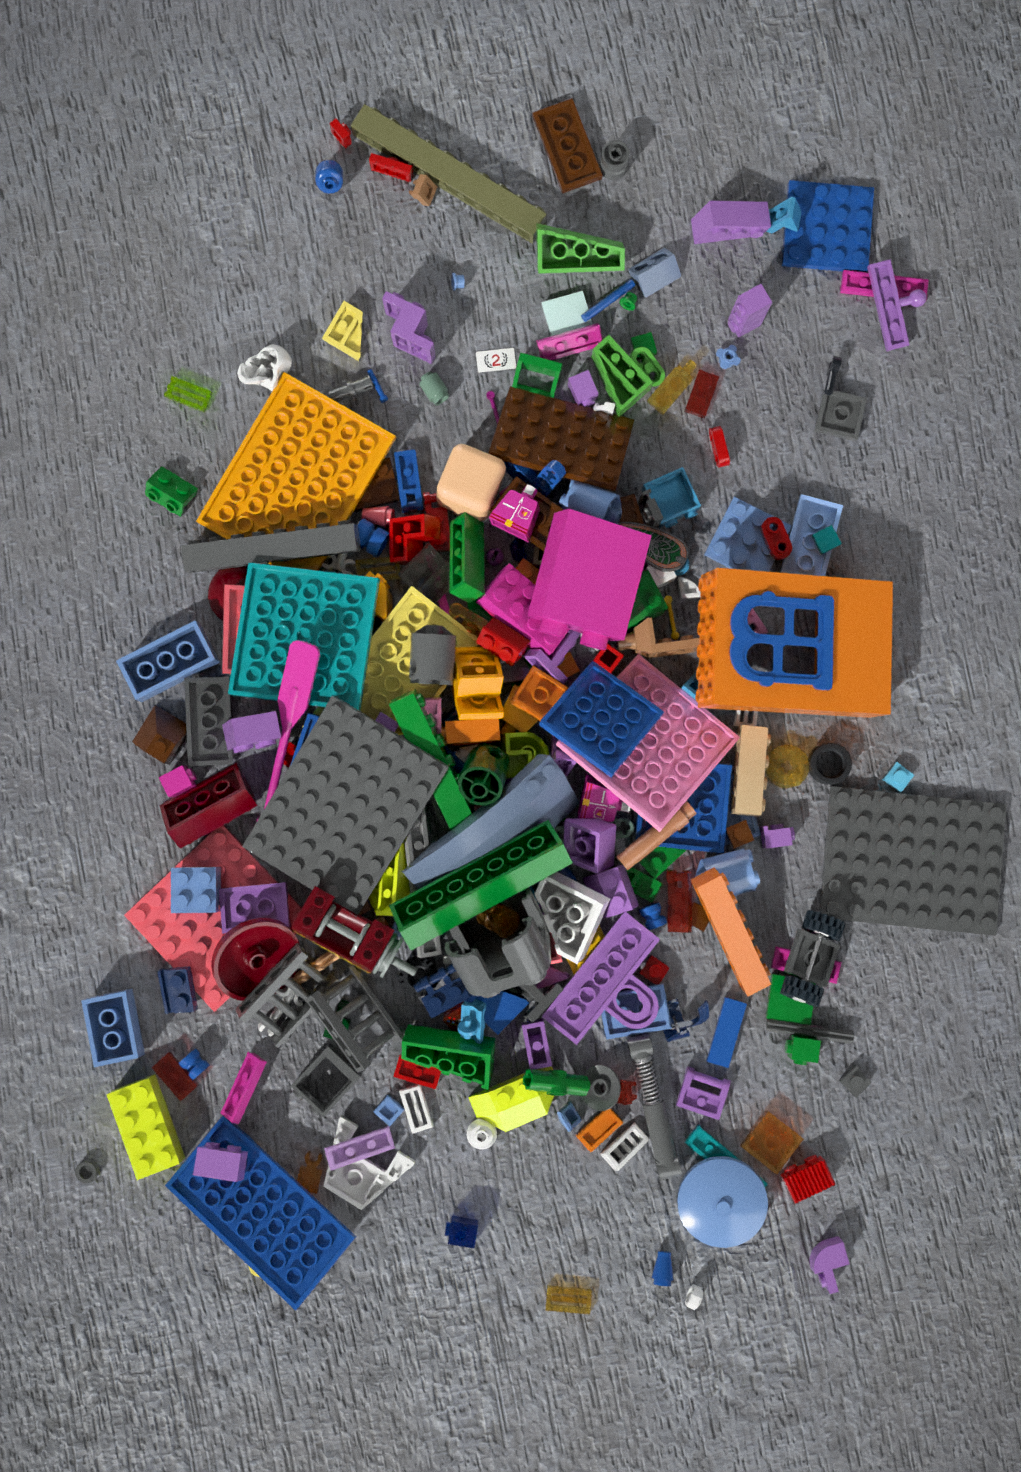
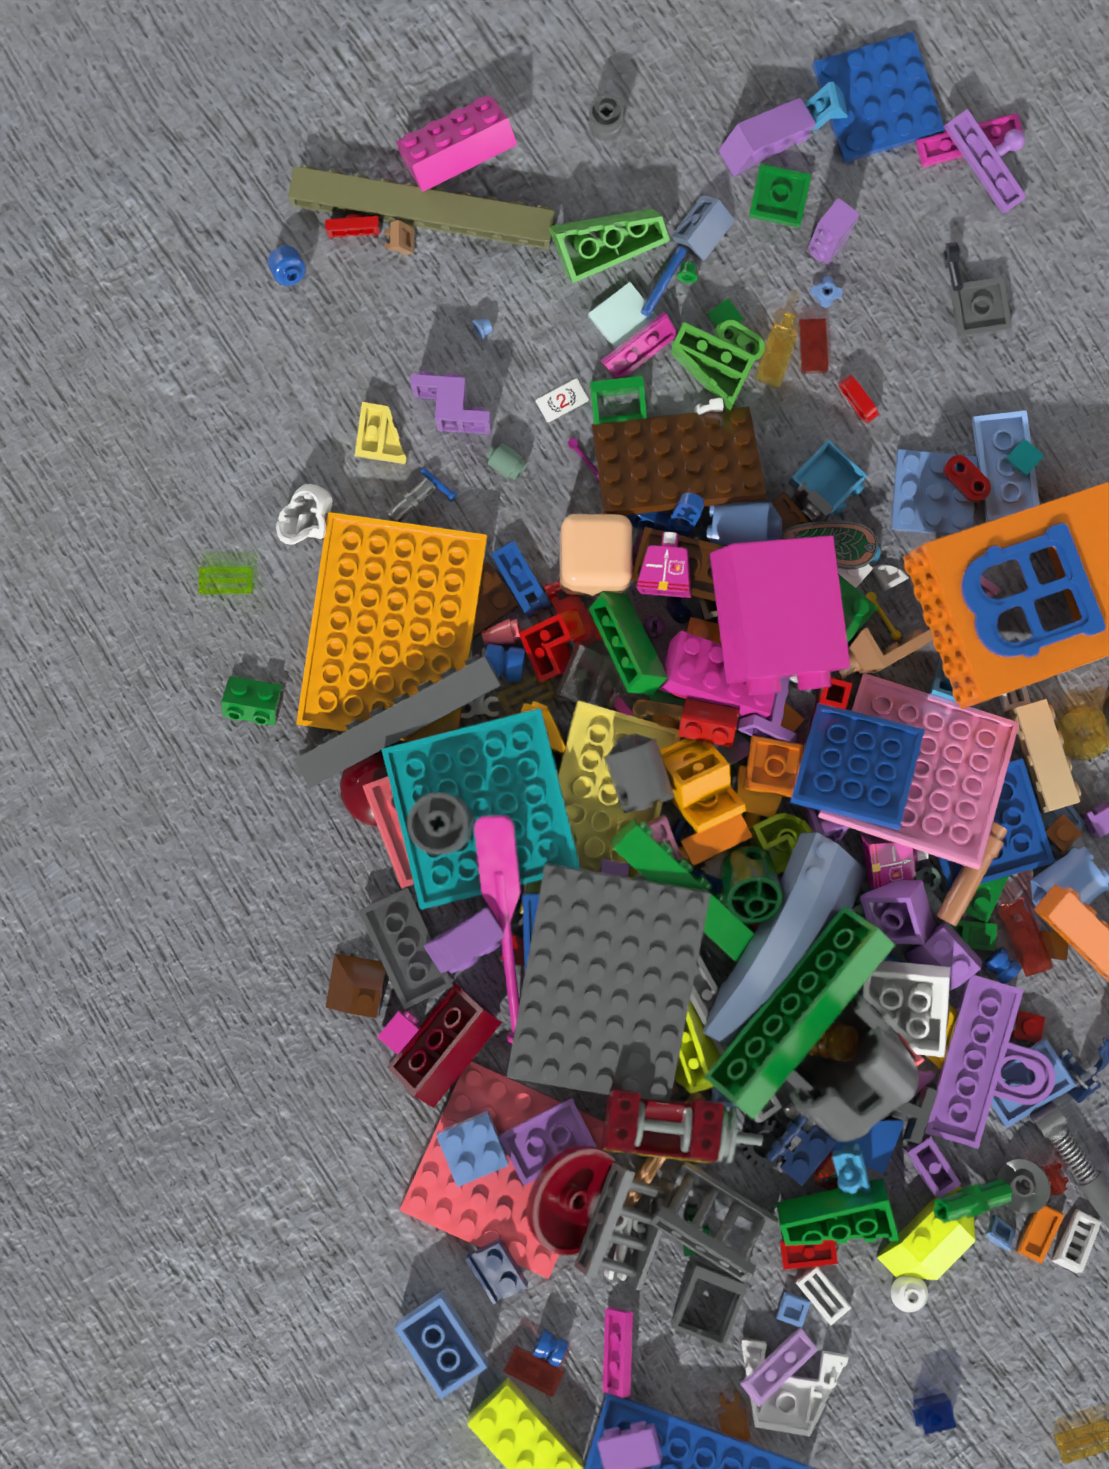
camera: 20 degrees left, 0 degrees up
(167, 661) = (331, 898): medium blue brick -> none
(255, 628) = (424, 823): none -> dark grey wheel
(341, 132) = (278, 209): red plate -> none
(493, 133) = (456, 142): none -> dark pink brick
(567, 145) = (545, 122): reddish brown plate -> none
(583, 389) = (677, 395): medium lavender brick -> none
(722, 270) = (779, 195): none -> green plate

